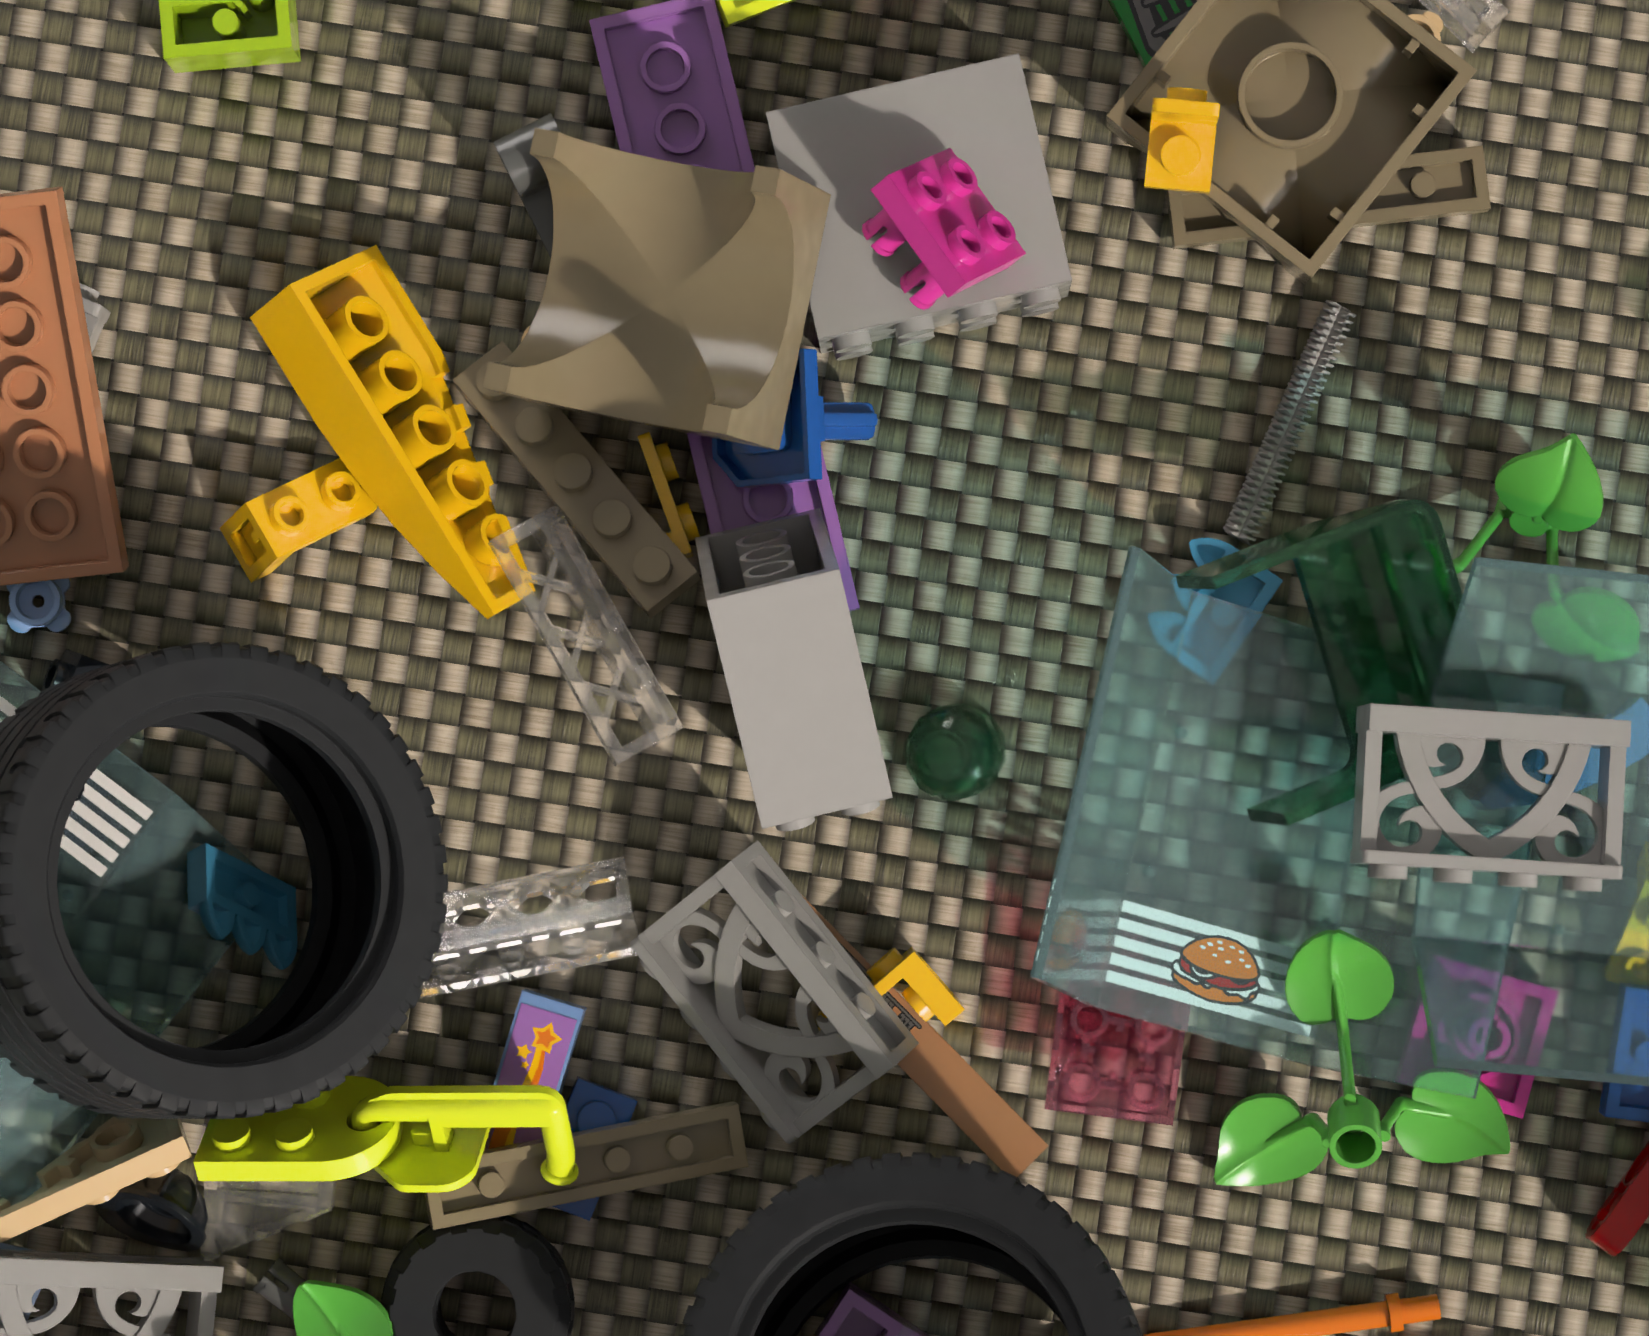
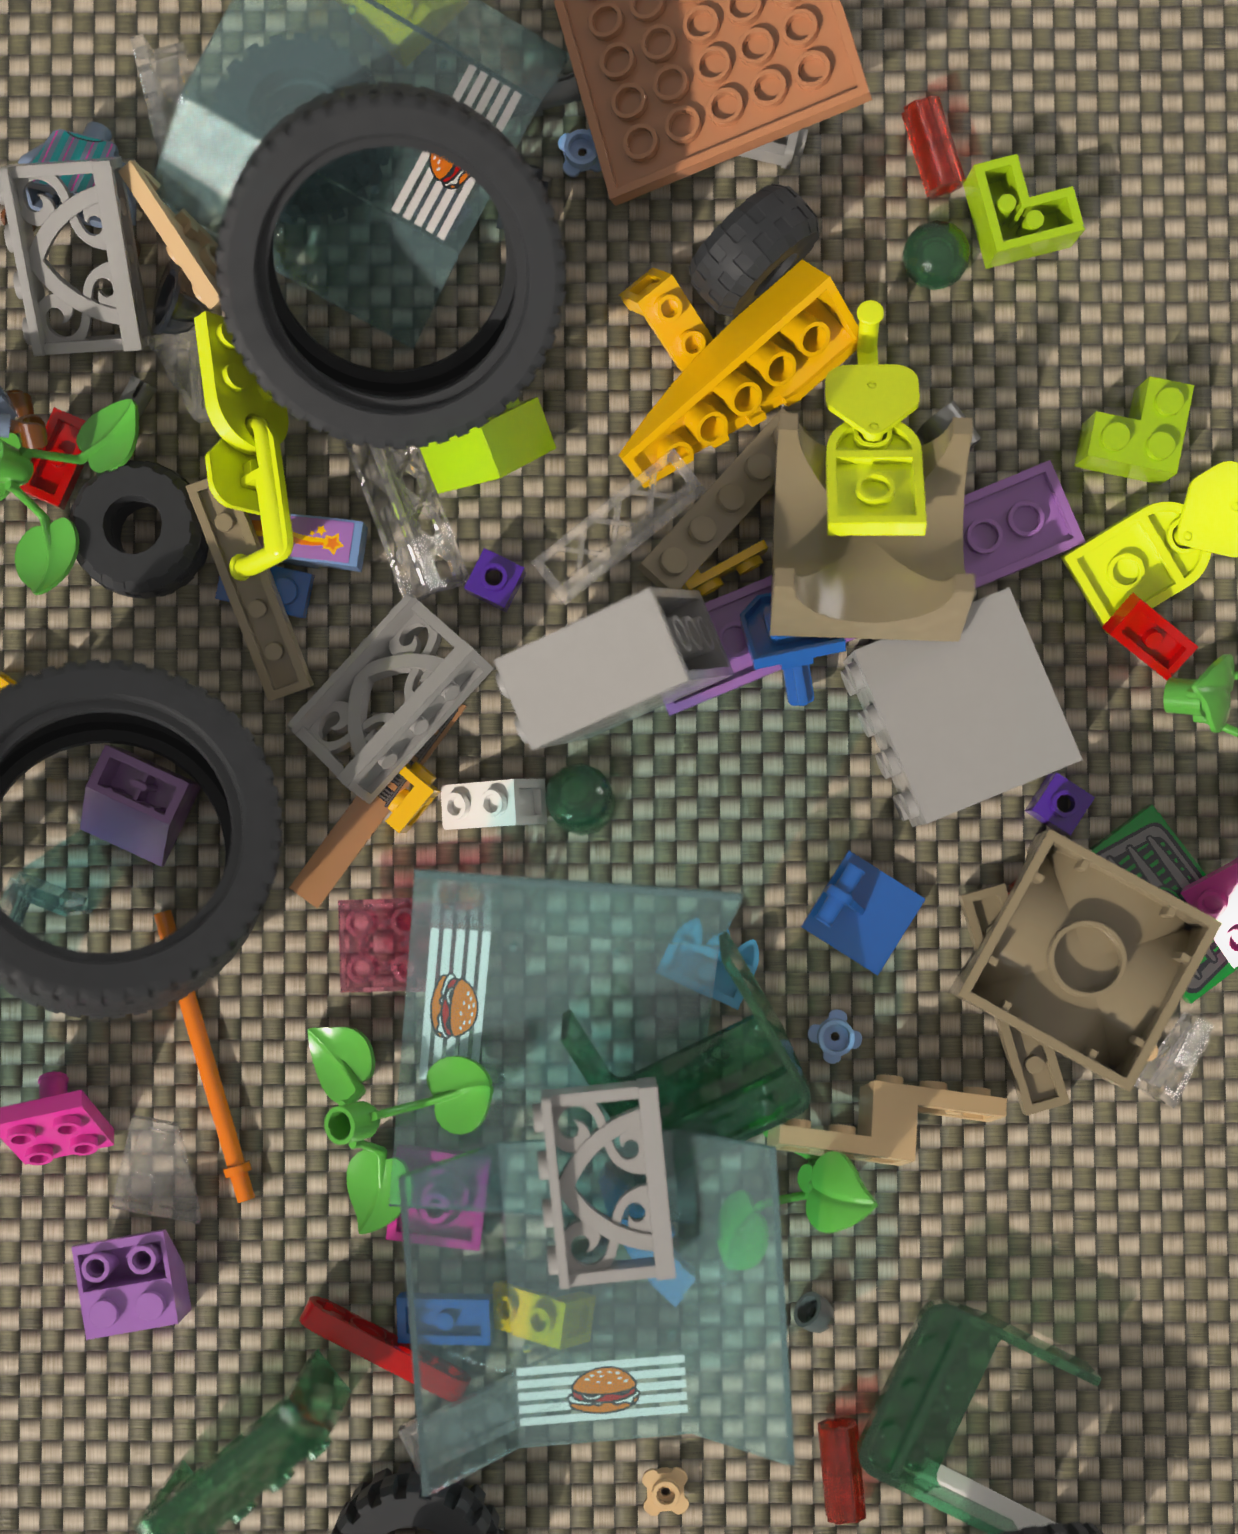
camera: 80 degrees right, 0 degrees up
(117, 106) = (933, 146): none -> clear red axle
(231, 382) = (753, 248): none -> black tyre
(244, 901) = (395, 321): dark azure plate -> none
(270, 127) = (936, 254): none -> clear green hair
(462, 791) = (492, 450): none -> lime brick
(592, 277) = (873, 456): none -> neon yellow plate
(652, 815) = (501, 594): none -> dark purple plate
(943, 874) = (493, 804): none -> white bracket
(945, 223) = (952, 724): dark pink plate -> none
(1062, 108) = (1044, 804): none -> dark purple plate
(1176, 385) = (863, 912): none -> blue plate
(1181, 141) = (1043, 884): yellow bracket -> none
(1287, 422) = (850, 995): light grey axle -> none
(1345, 434) = (847, 1039): none -> light blue plate
(1467, 398) = (888, 1120): none -> tan bracket

